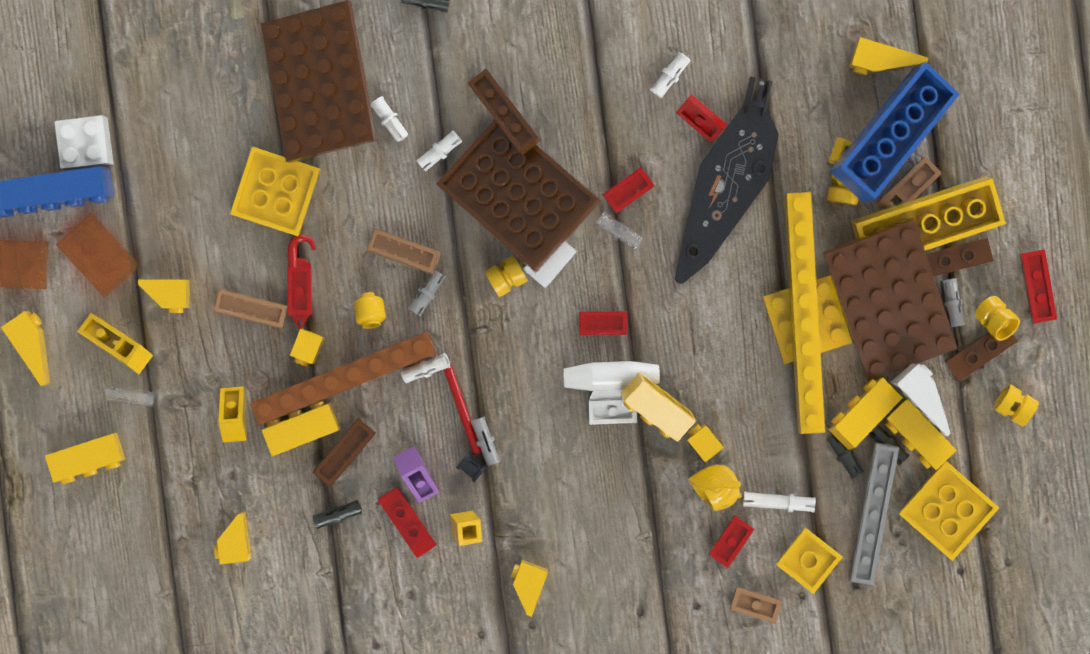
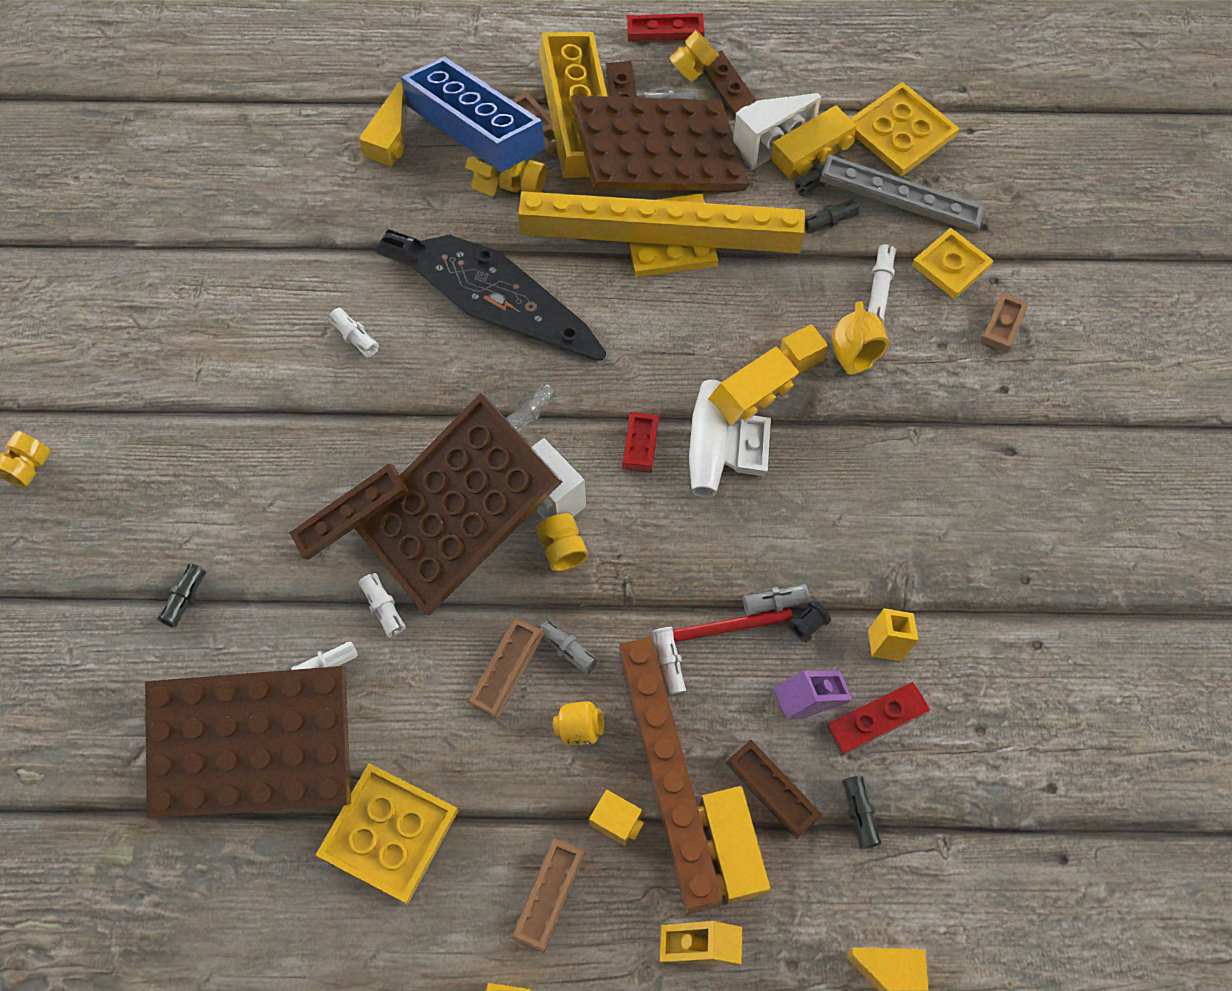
camera: 85 degrees left, 25 degrees down
(299, 282) = (523, 817): red plate -> none
(528, 584) = (973, 570): yellow slope -> none
(628, 190) = (477, 381): red plate -> none
(701, 118) = (412, 306): red plate -> none
(731, 541) = (926, 338): red plate -> none
(864, 412) = (785, 182): yellow brick -> none
(1023, 409) = (791, 55): yellow wheel -> none

